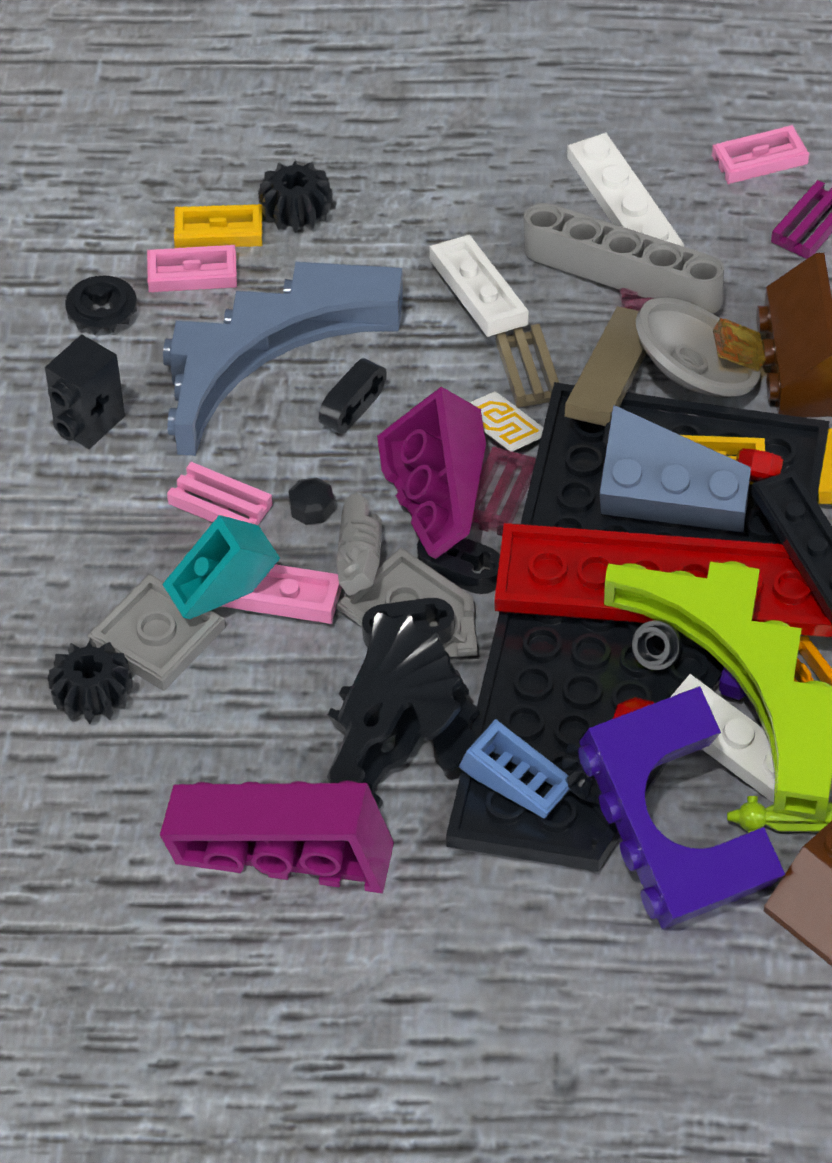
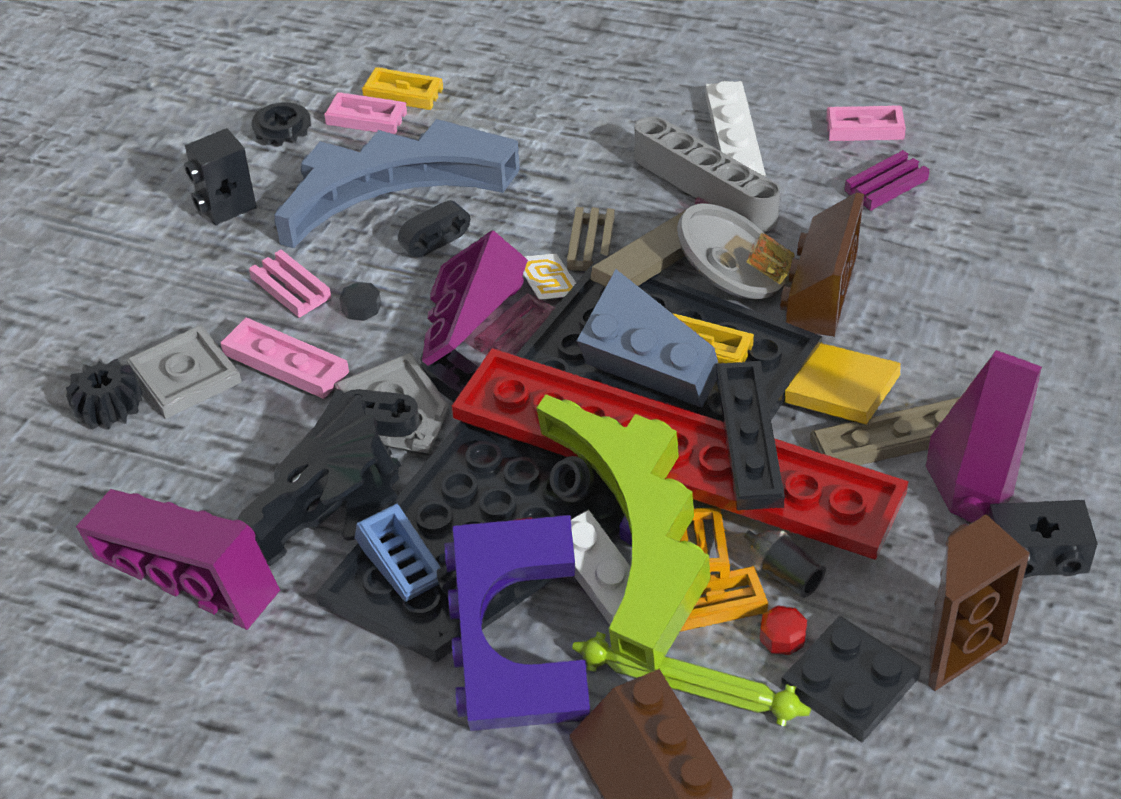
camera: 20 degrees right, 5 degrees down
(221, 567) = (246, 327): teal slope -> none
(295, 196) = (469, 76): black gear -> none
(358, 545) = (371, 341): light grey hinge -> none
(478, 285) = (578, 169): white plate -> none
(762, 463) = (731, 349): red tile -> none

